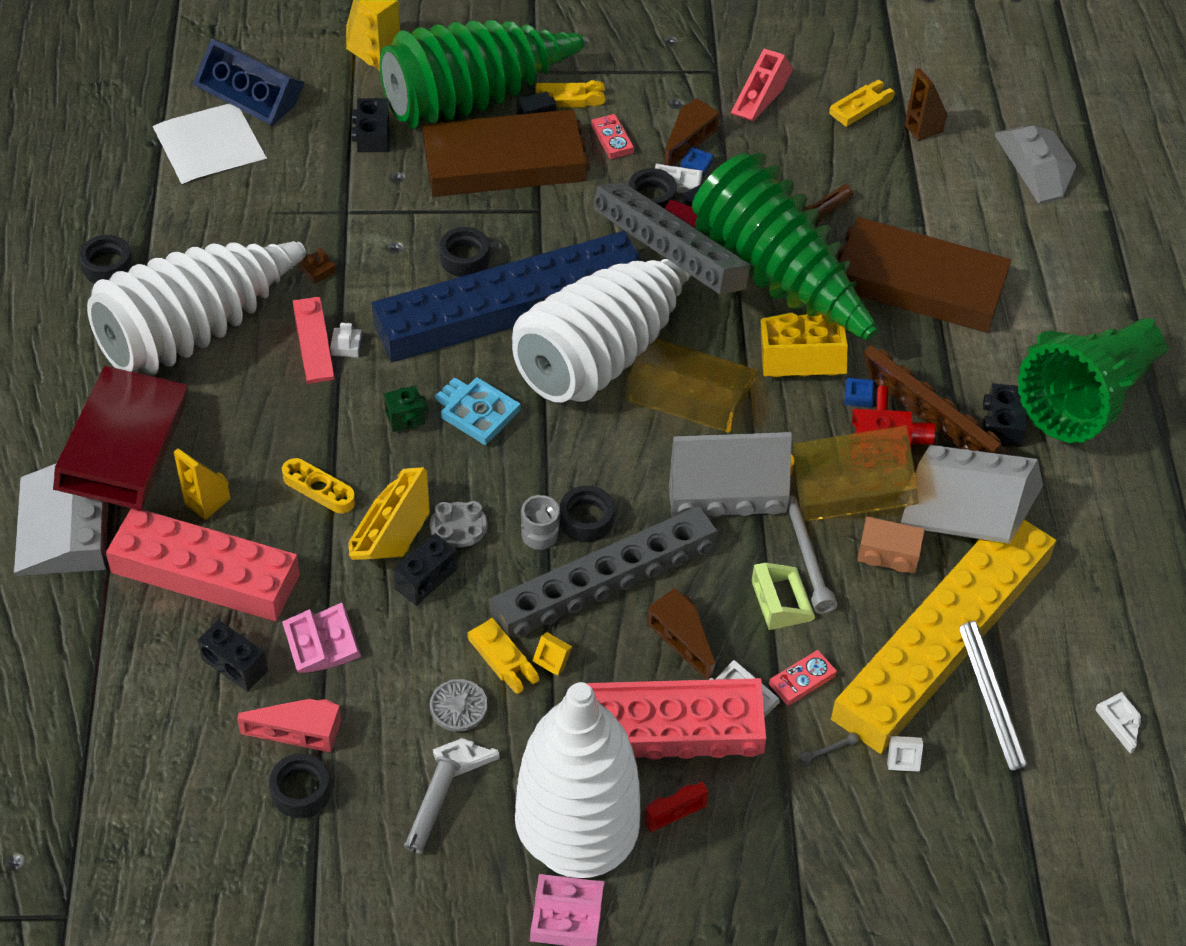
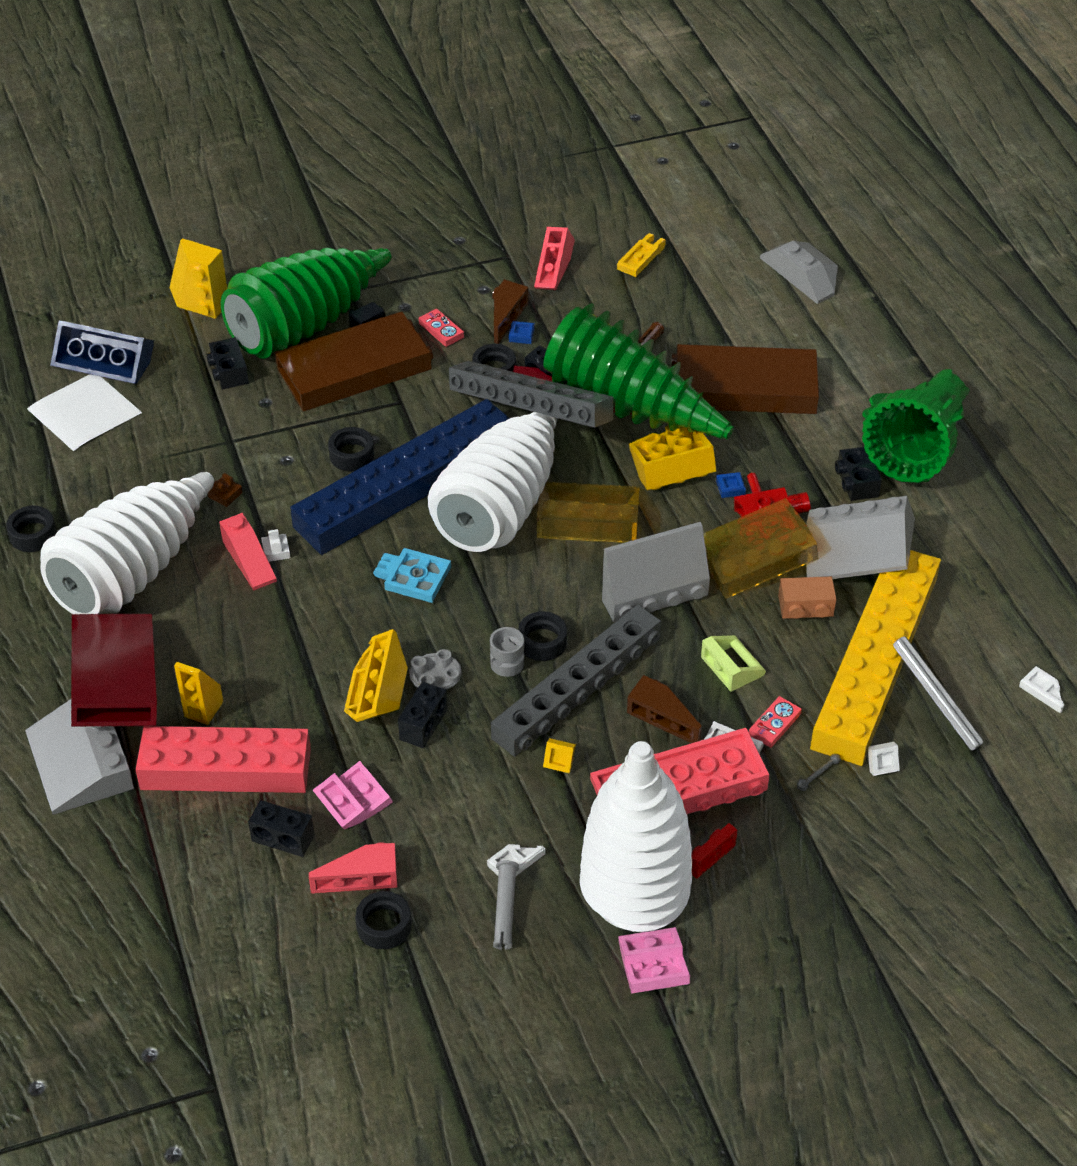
camera: 15 degrees left, 5 degrees down
(325, 496) = (307, 679): yellow beam -> none
(405, 408) = (352, 588): dark green brick -> none
(458, 705) = (494, 819): light grey wheel -> none
(502, 654) = (516, 769): yellow hinge -> none
(574, 93) = (395, 300): yellow hinge -> none
(685, 178) = (521, 347): white tile -> none
(822, 599) = (767, 654): light grey piece -> none
(925, 109) = (699, 245): reddish brown slope -> none
(929, 407) = (779, 473): reddish brown bracket -> none

